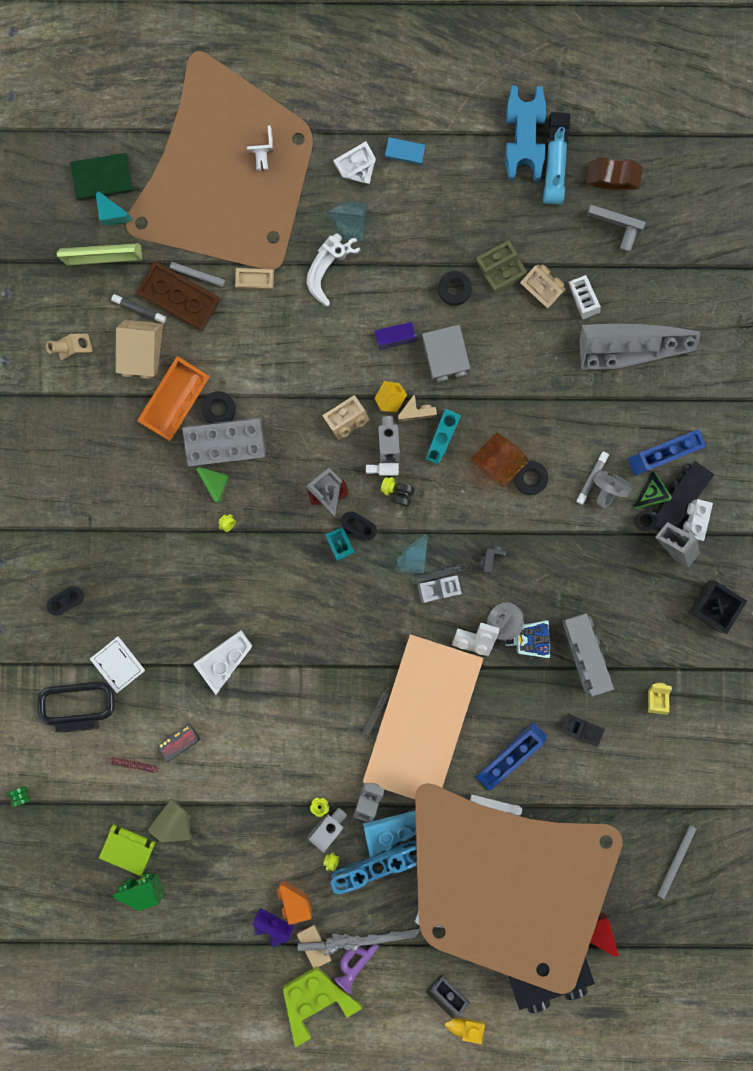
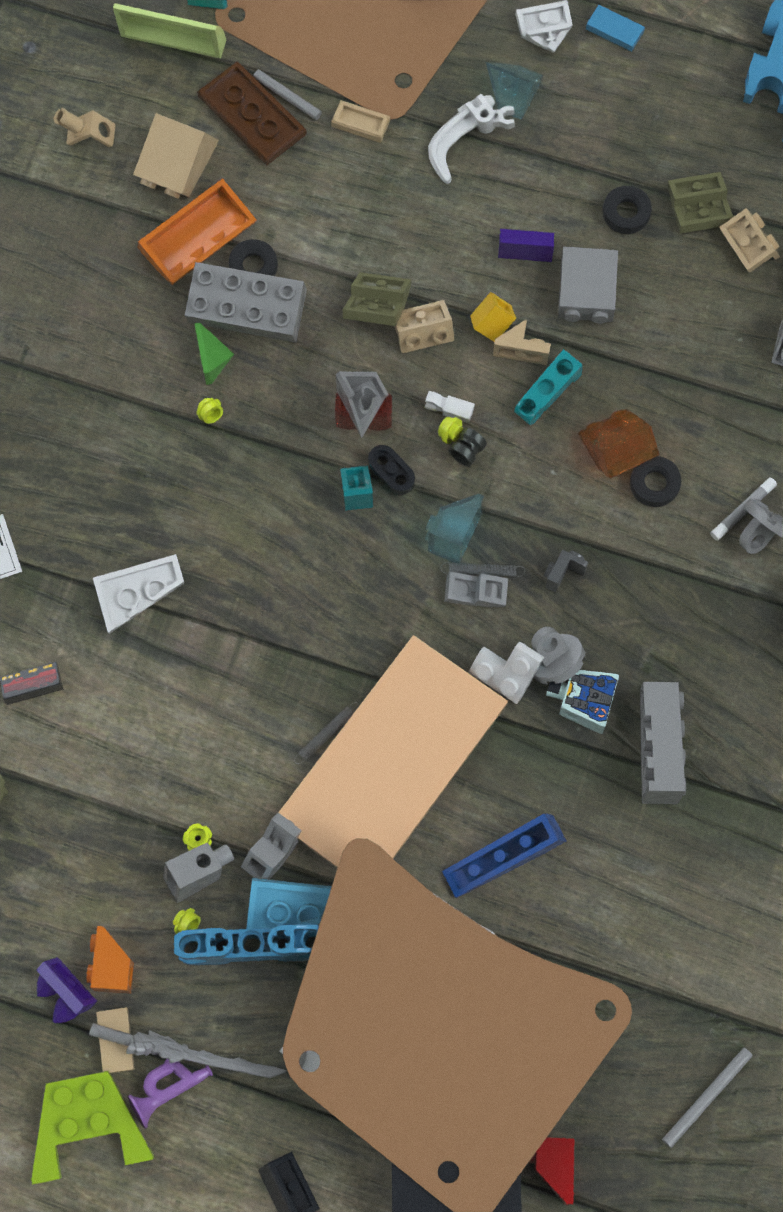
camera: 20 degrees right, 15 degrees down
(138, 308) = (194, 113): dark grey bar -> none
(310, 409) = (377, 299): none -> olive slope
(389, 441) = (470, 364): light grey torso -> none
(583, 730) = (622, 853): black slope -> none
(659, 698) = (750, 840): light yellow bracket -> none

